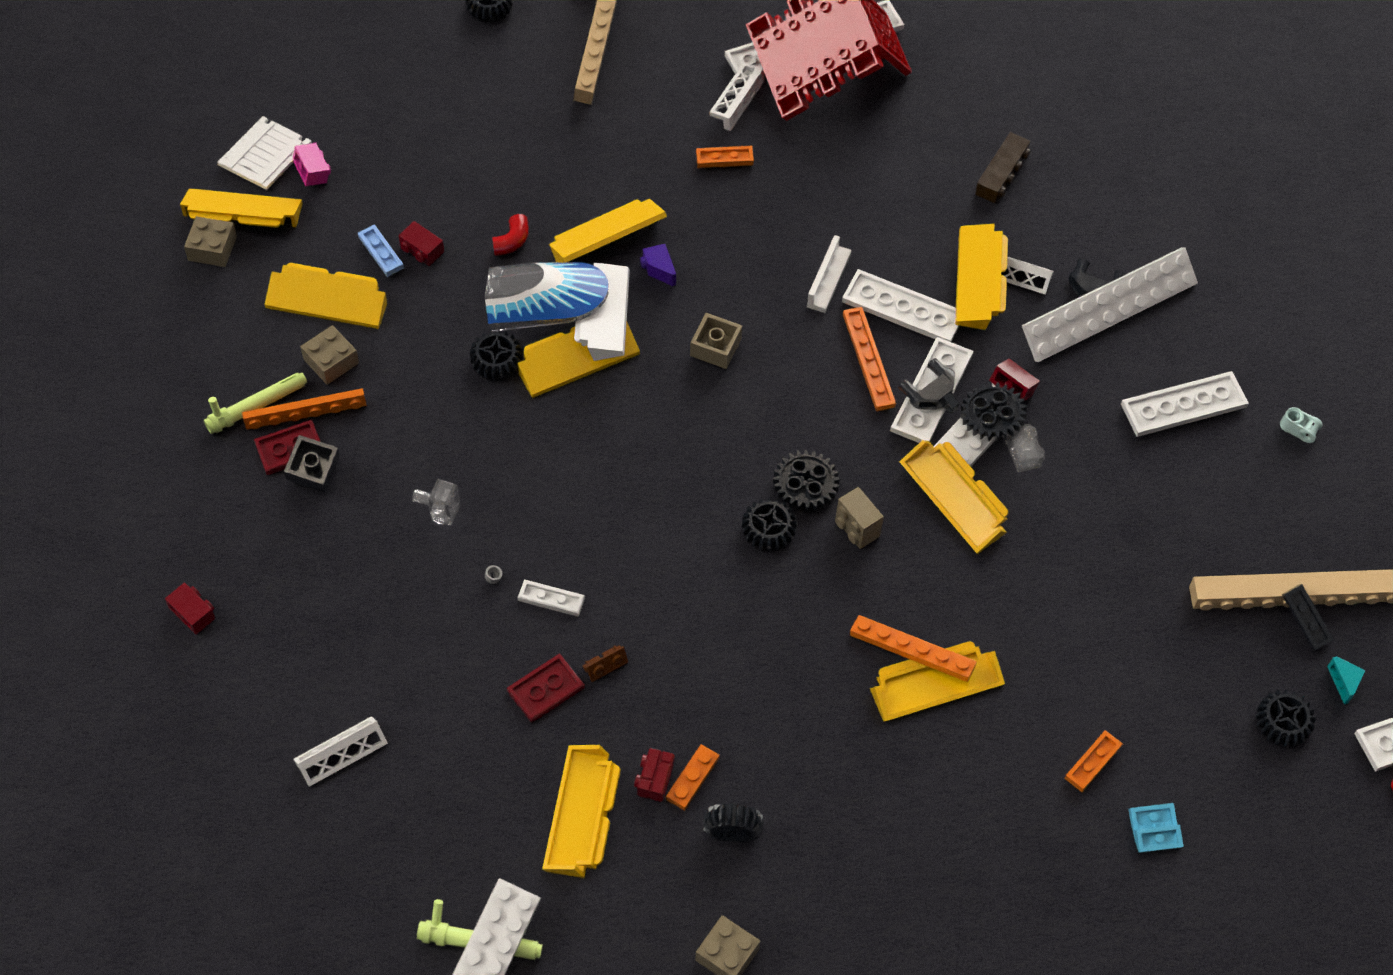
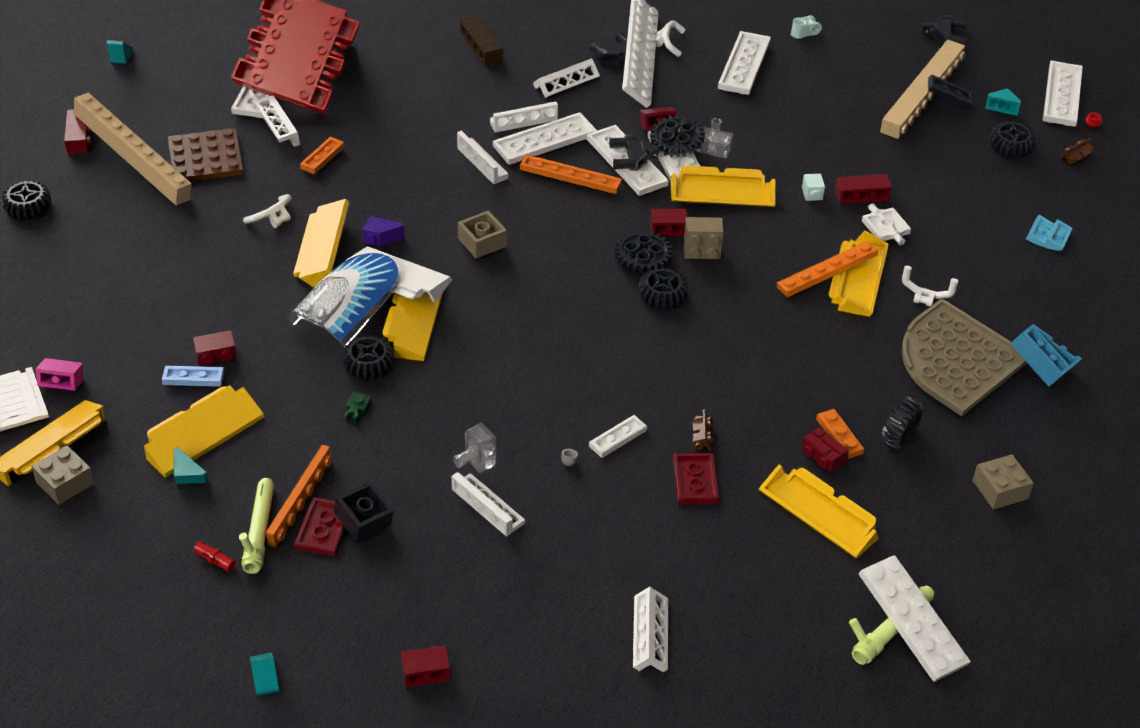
camera: 55 degrees left, 15 degrees down
(115, 502) = (264, 674): none -> teal slope
(203, 395) = (214, 556): none -> red pin
(274, 314) = (186, 470): none -> teal slope
(329, 354) = (263, 453): dark tan brick -> none
(388, 545) = (488, 509): none -> white fence
(439, 383) = (357, 405): none -> dark green plate
(514, 238) = (270, 293): red cylinder -> none
(618, 170) = (270, 212): none -> white piece
(652, 76) = (206, 154): none -> reddish brown plate
(867, 476) = (668, 222): none -> dark red brick
(881, 828) = (957, 357): none -> dark tan plate
(919, 272) = (524, 117): none -> white fence
(932, 908) = (1043, 354): none -> dark azure wedge
(956, 749) = (924, 295): none -> white piece
(979, 277) = (561, 87): yellow slope -> none
(1031, 571) = (813, 187): none -> light aqua brick
(1031, 666) = (886, 224): none -> white plate
(1069, 617) = (863, 188): none -> dark red brick
(1093, 761) = (980, 233): orange plate -> none
(1160, 307) = (663, 37): none -> white piece
(1317, 791) = (1079, 151): none -> reddish brown hinge

